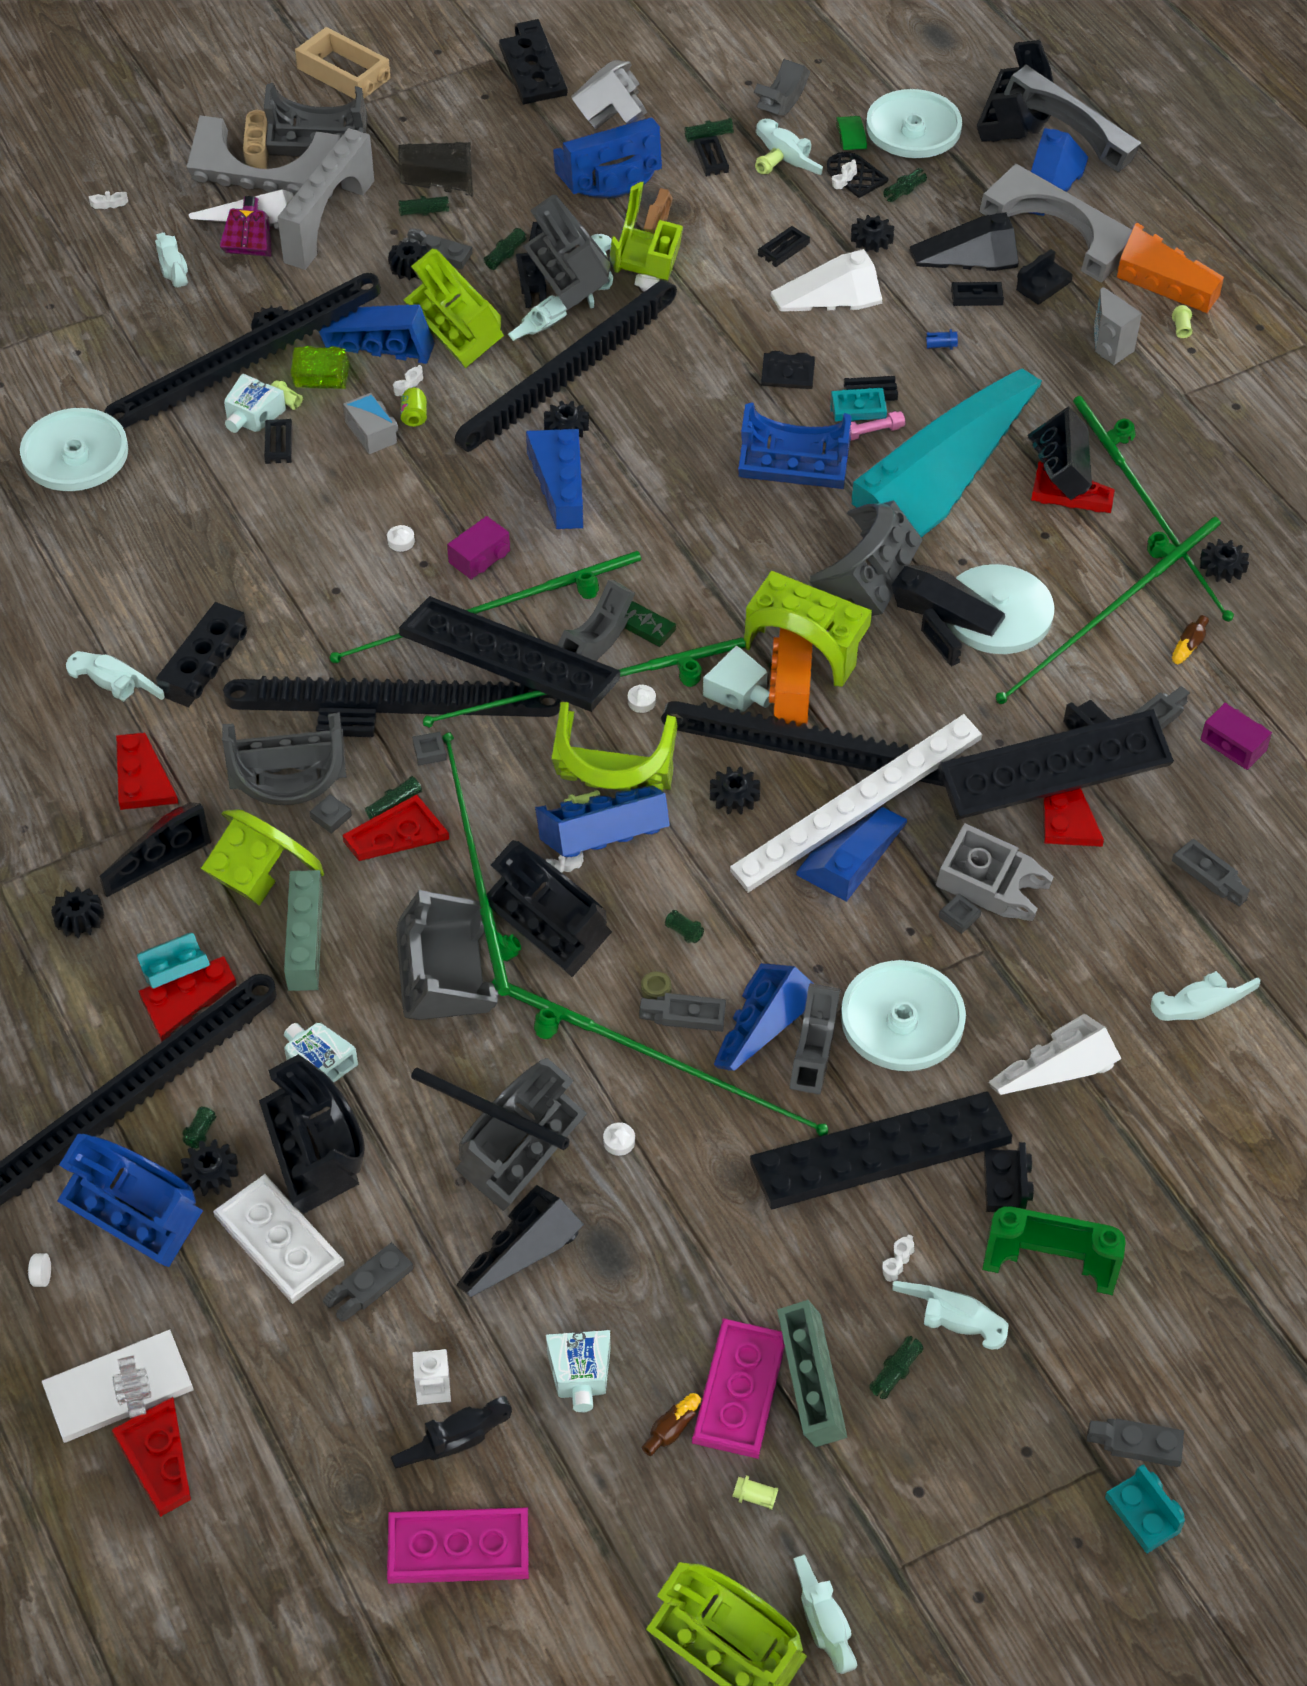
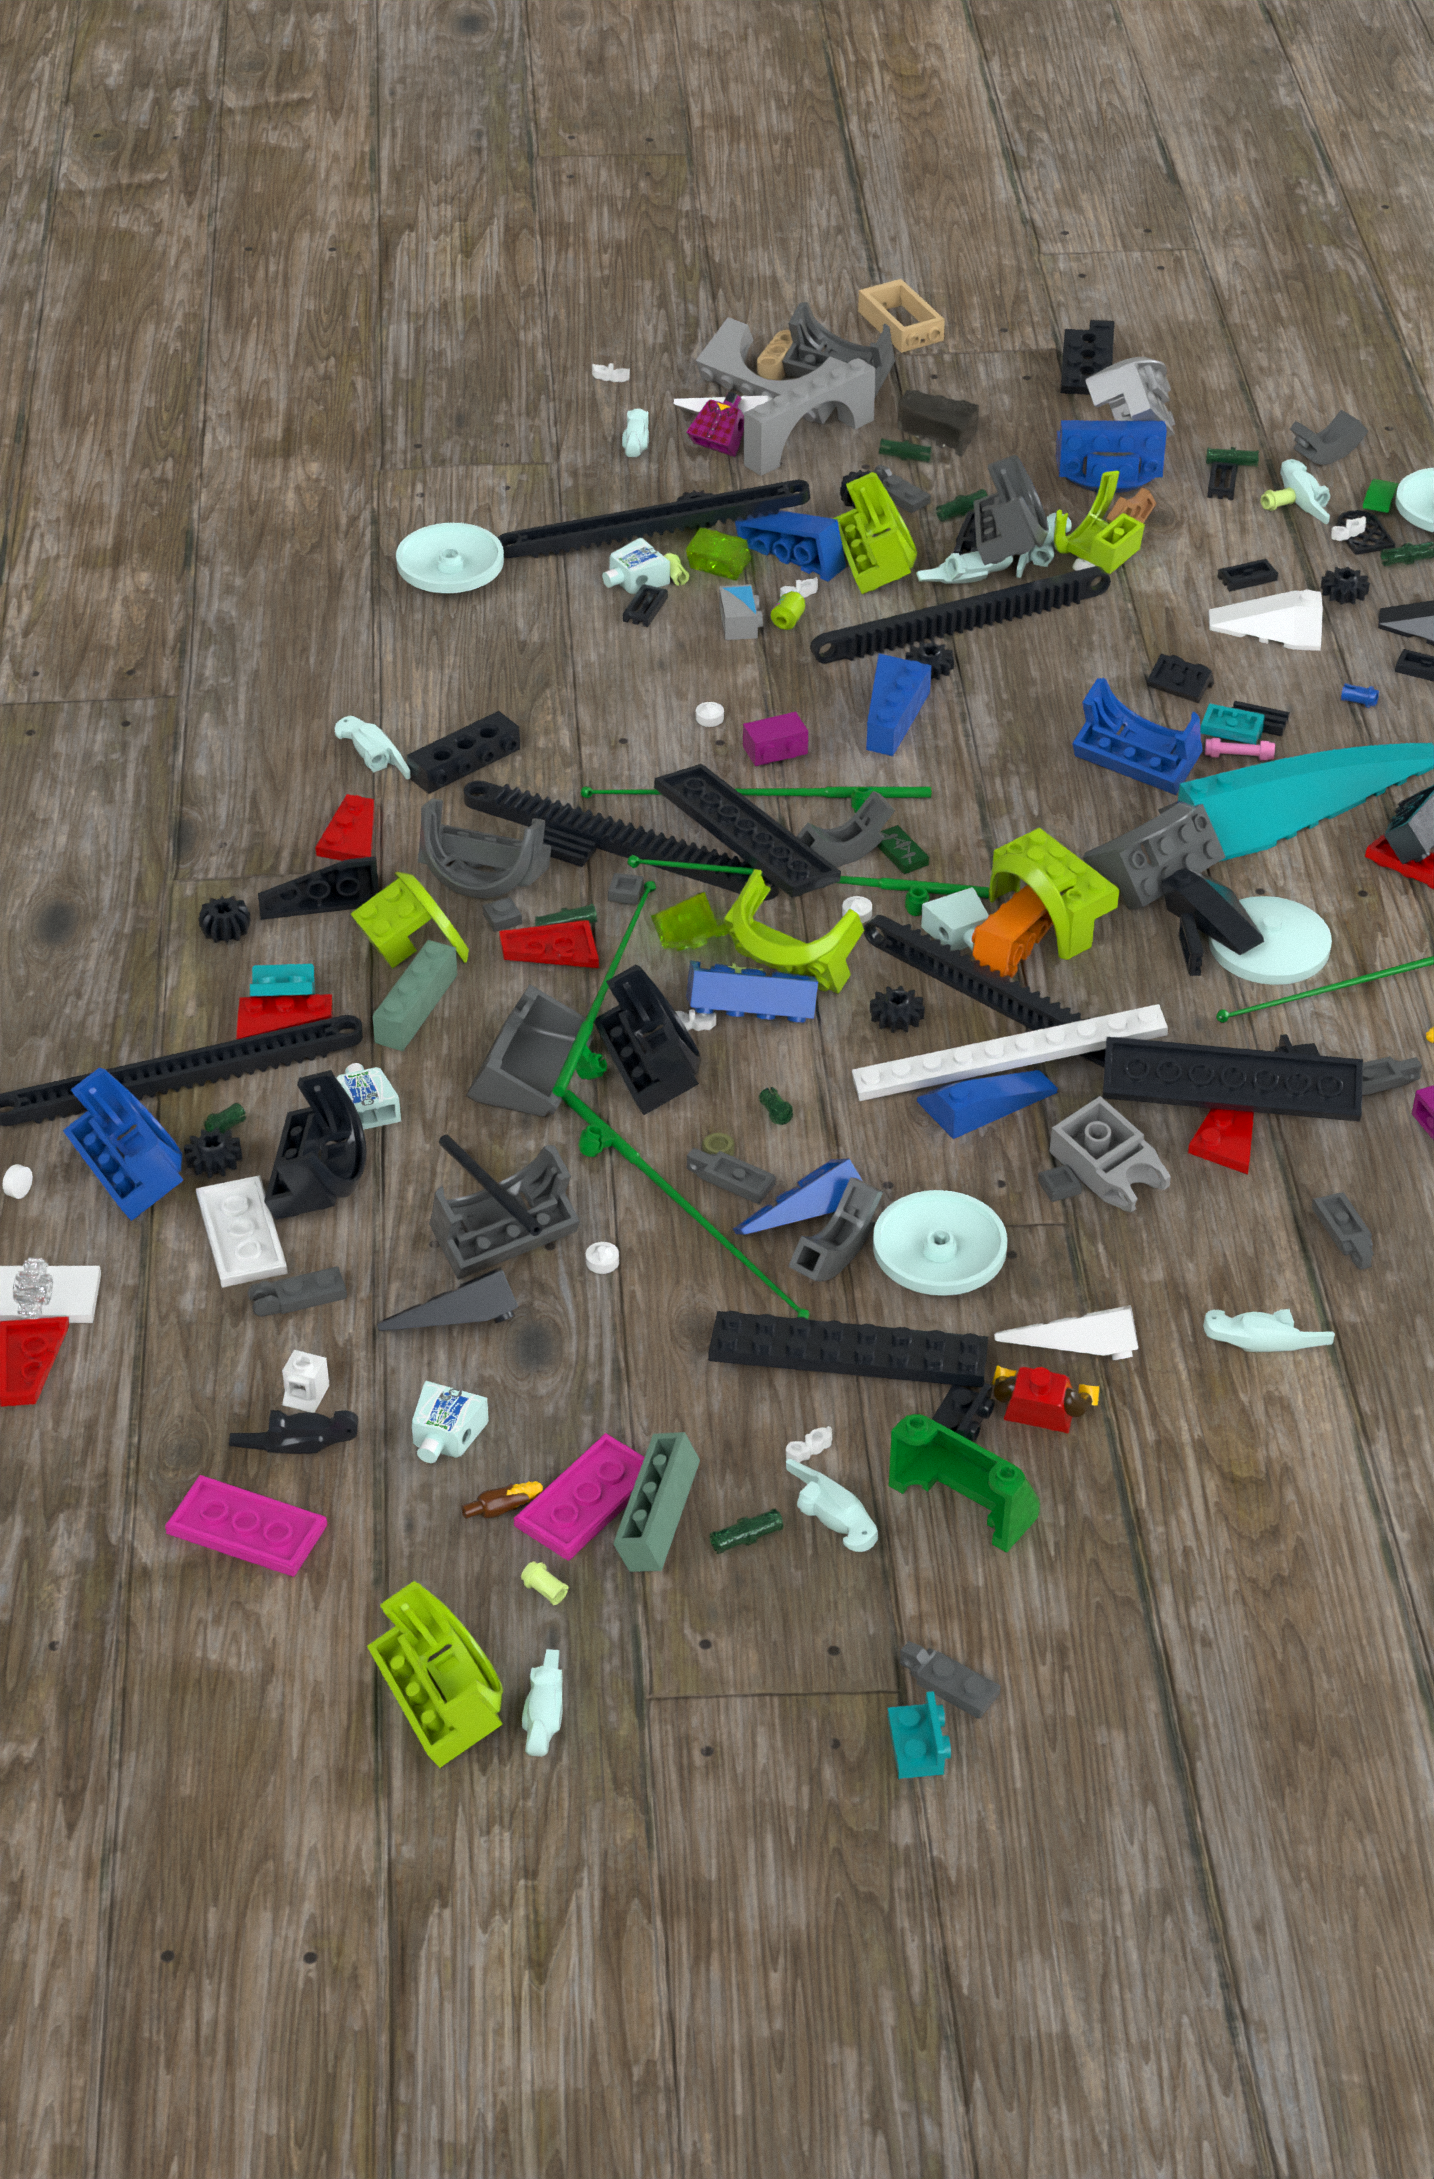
camera: 25 degrees right, 10 degrees down
(511, 770) = (688, 923): none -> clear neon green bracket
(1066, 1137) = (1041, 1397): none -> red torso

